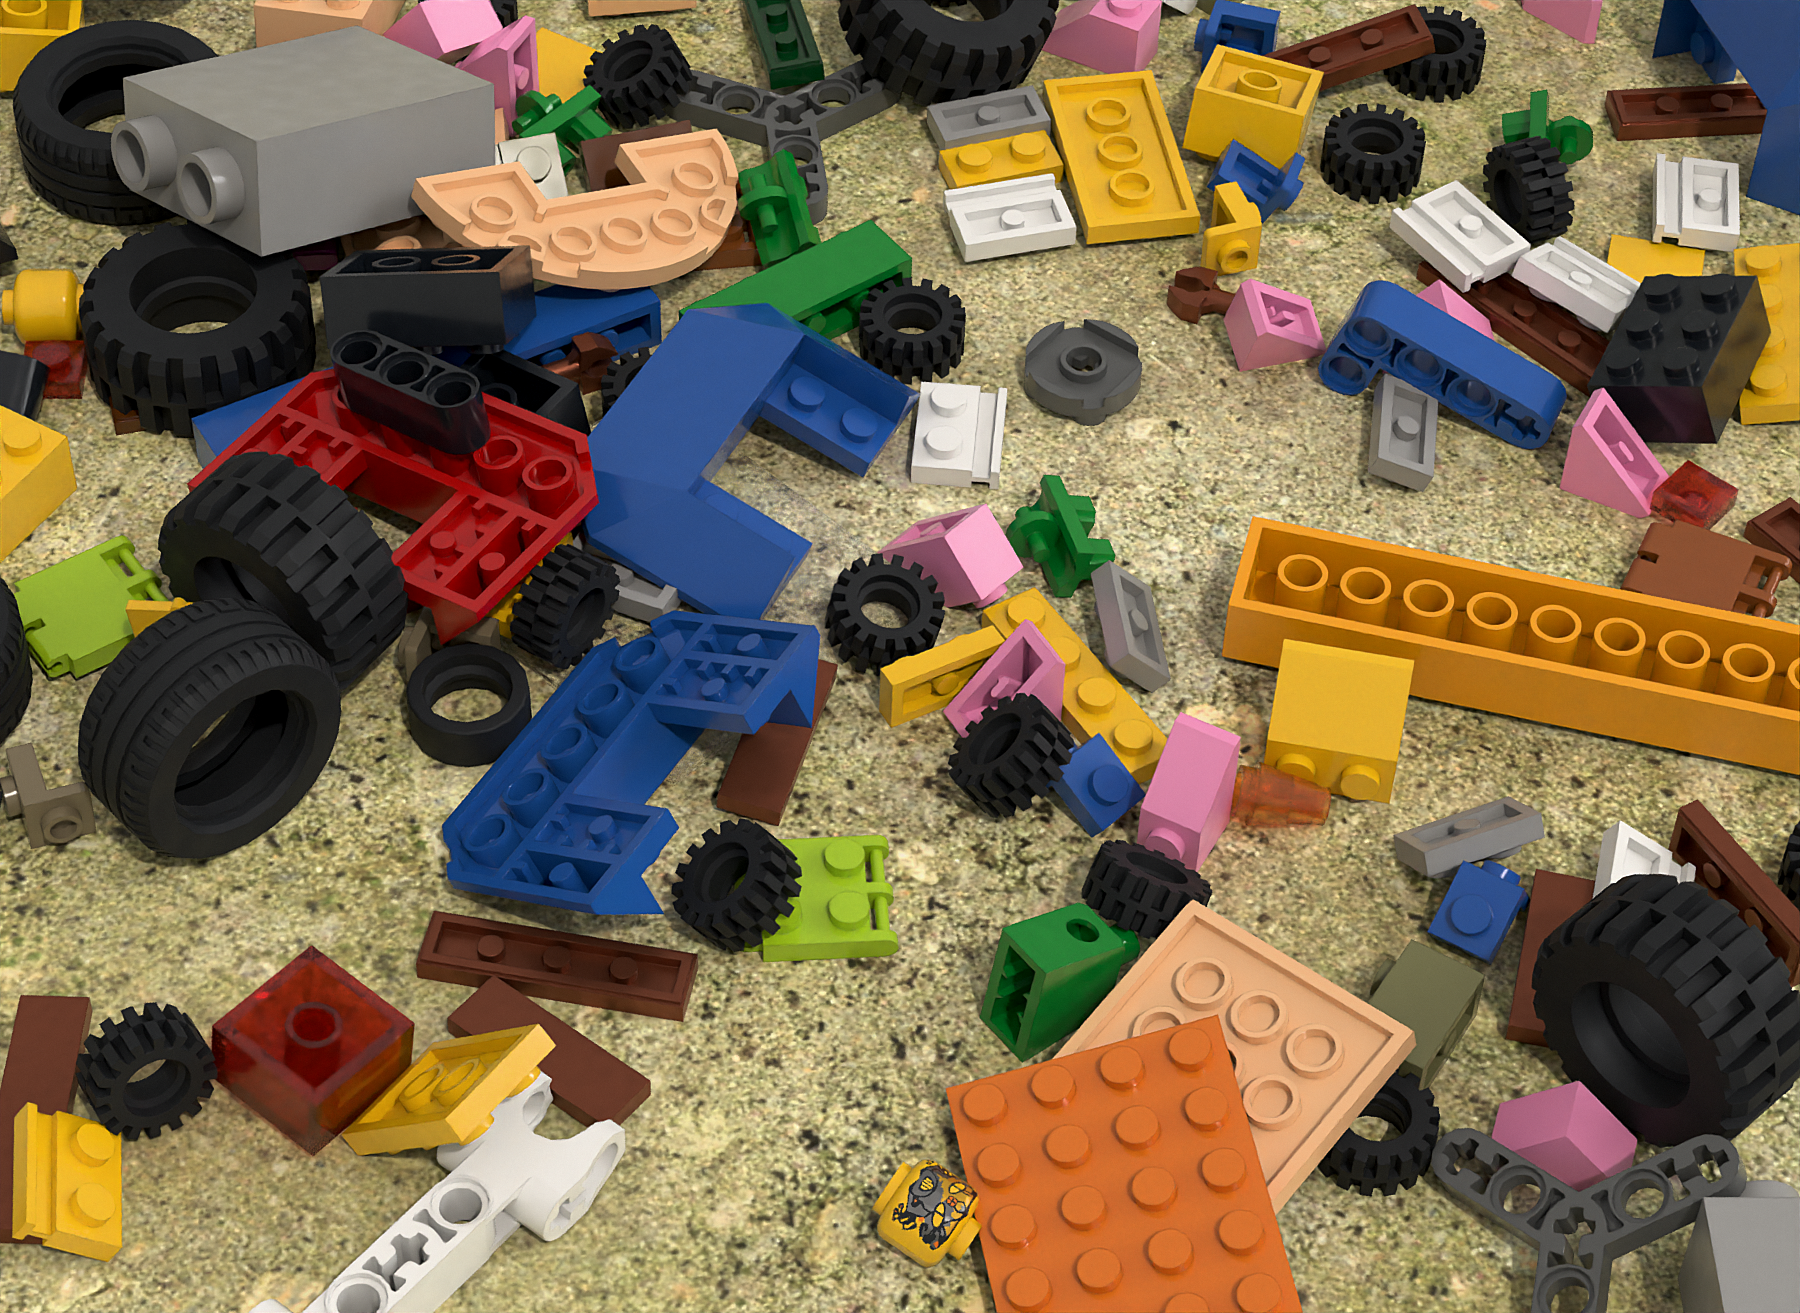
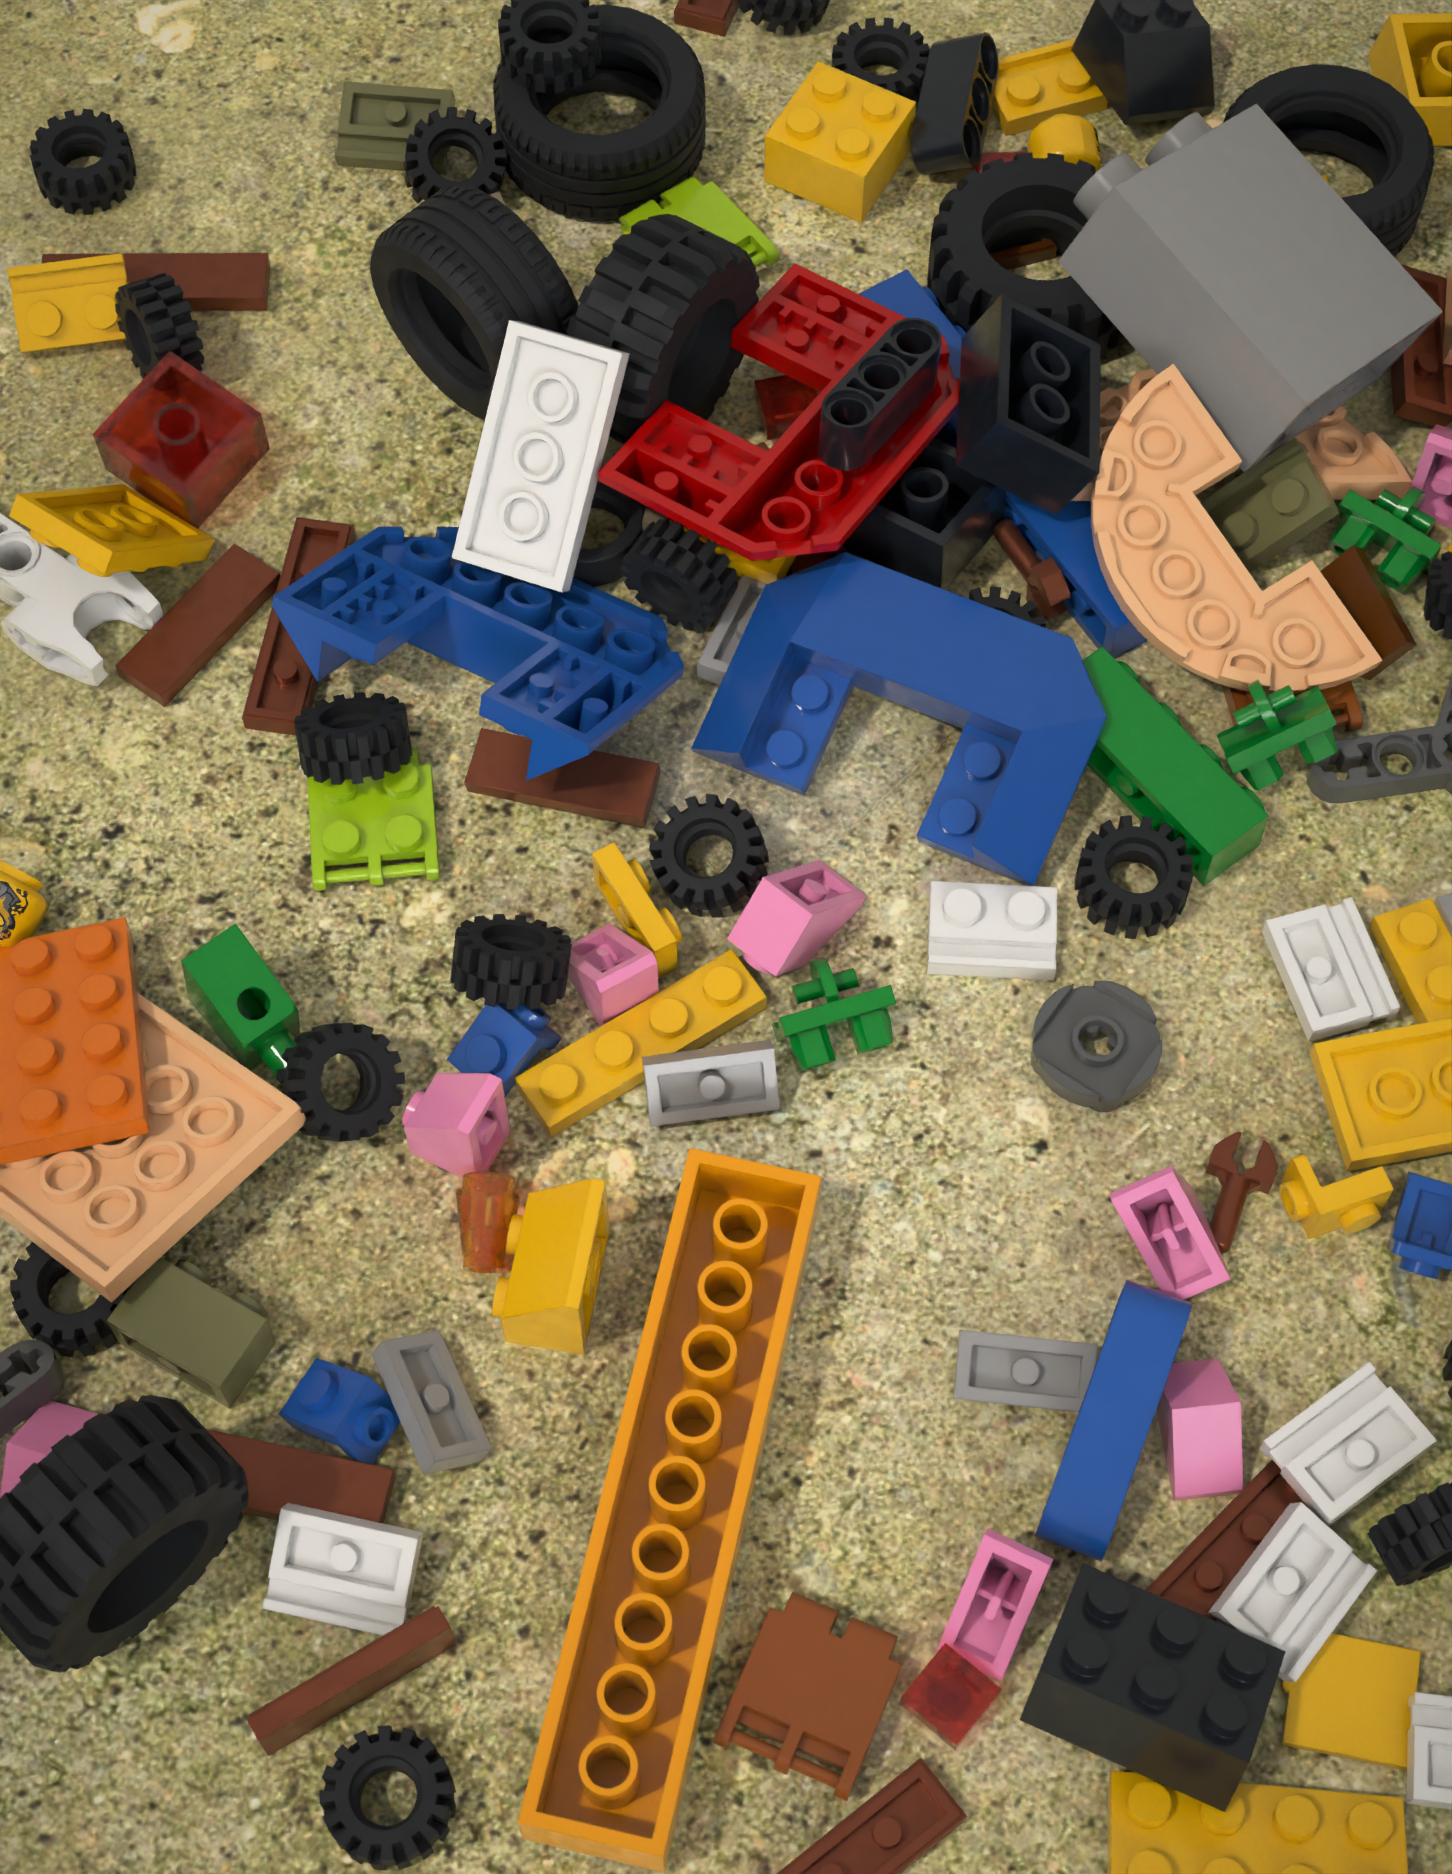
camera: 90 degrees right, 15 degrees up
(437, 669) = (540, 455): none -> white plate

